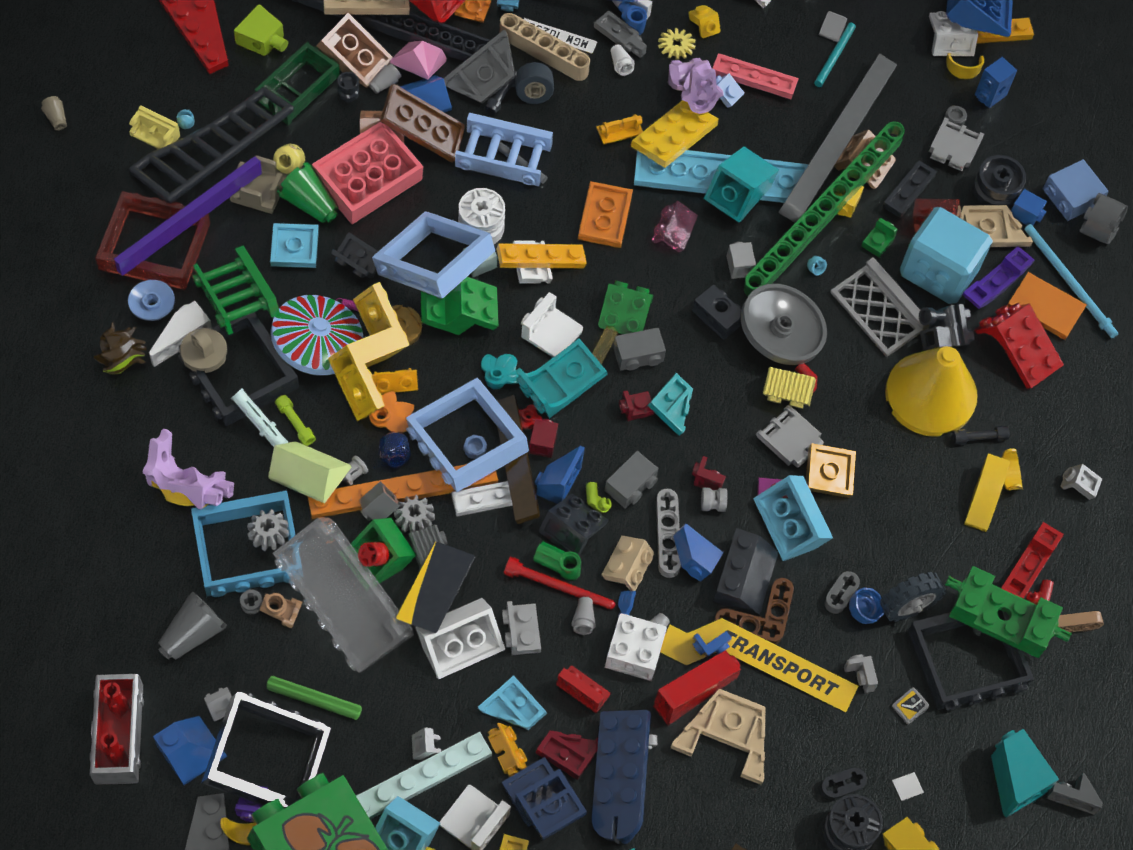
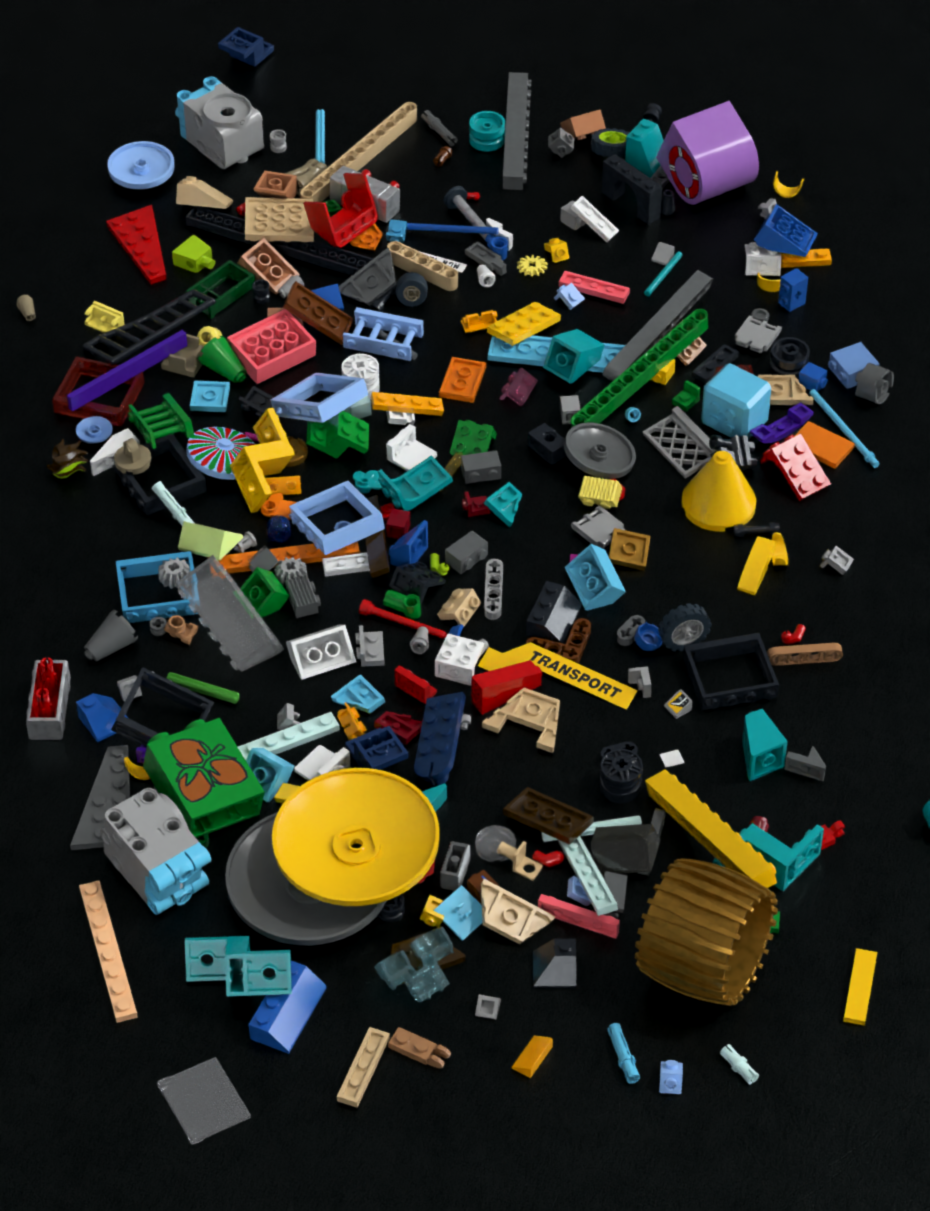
camera: 10 degrees right, 15 degrees down
(184, 486) = (108, 549): lavender hips -> none
(185, 119) = (129, 313): medium azure hinge -> none
(304, 434) = (195, 501): lime bar -> none
(367, 552) = (255, 590): red wheel -> none
(420, 58) = (321, 271): bright pink slope -> none
(435, 587) = (302, 612): black sticker -> none
(691, 80) = (542, 288): lavender hips -> none
(696, 553) = (513, 598): slope -> none
(707, 478) = (528, 553): dark red bracket -> none
(714, 499) = (532, 566): light grey wheel -> none
(717, 645) = (525, 654): blue bracket -> none
(1028, 625) = (738, 633): green brick -> none
(1032, 560) = (789, 614): red slope -> none

